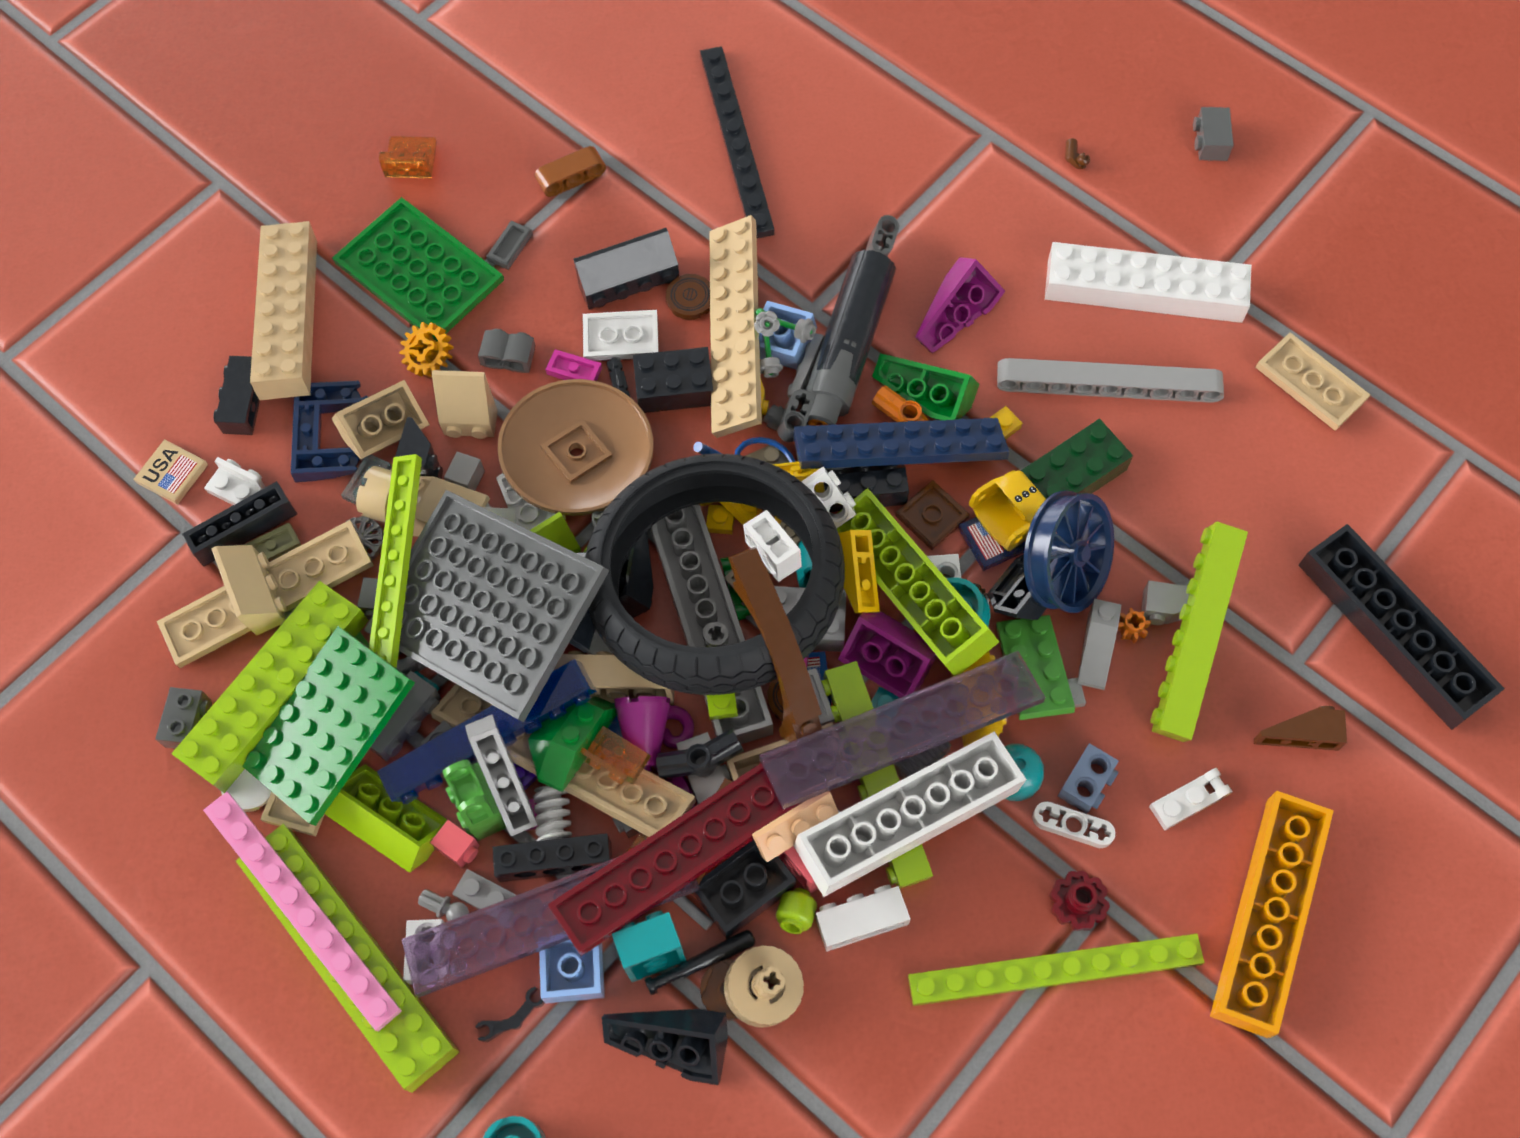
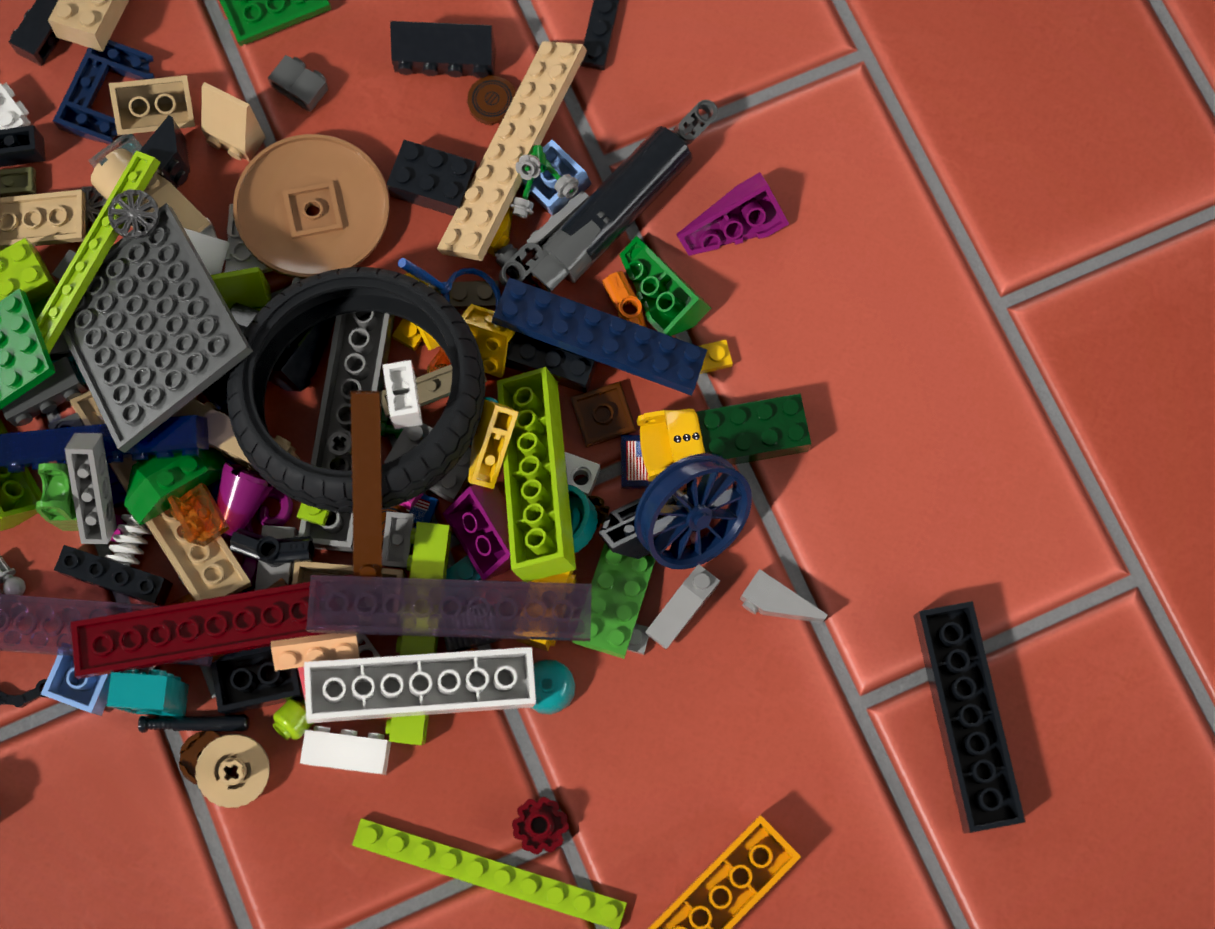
camera: 25 degrees right, 10 degrees up
(421, 510) = (133, 214): none -> flat silver wheel
(426, 349) = (225, 51): light orange gear -> none
(455, 844) = (37, 530): coral brick -> none
(465, 471) = (203, 188): light grey brick -> none
(479, 891) = (43, 578): light grey plate -> none
(569, 366) = (350, 126): dark pink plate -> none
(617, 376) = (386, 154): black axle -> none
(619, 334) = (408, 112): white plate -> none
(681, 1039) = (147, 782): black wedge -> none
(832, 495) = (504, 362): white brick -> none
(1073, 157) = (932, 112): reddish brown arm -> none
(1085, 777) = (603, 717): sand blue brick -> none
(1091, 838) = (553, 747): white beam -> none
(1110, 380) = (838, 358): light grey beam -> none
(1137, 620) = (732, 600): orange gear -> none
(1148, 282) = (929, 275): white brick -> none
(1189, 799) = (688, 783): white plate -> none
(1199, 632) = (776, 638): lime brick -> none
(1214, 133) = (1084, 148): dark grey brick -> none
(1312, 381) = (1032, 445): tan plate -> none
(1316, 729) = (835, 774): reddish brown slope -> none

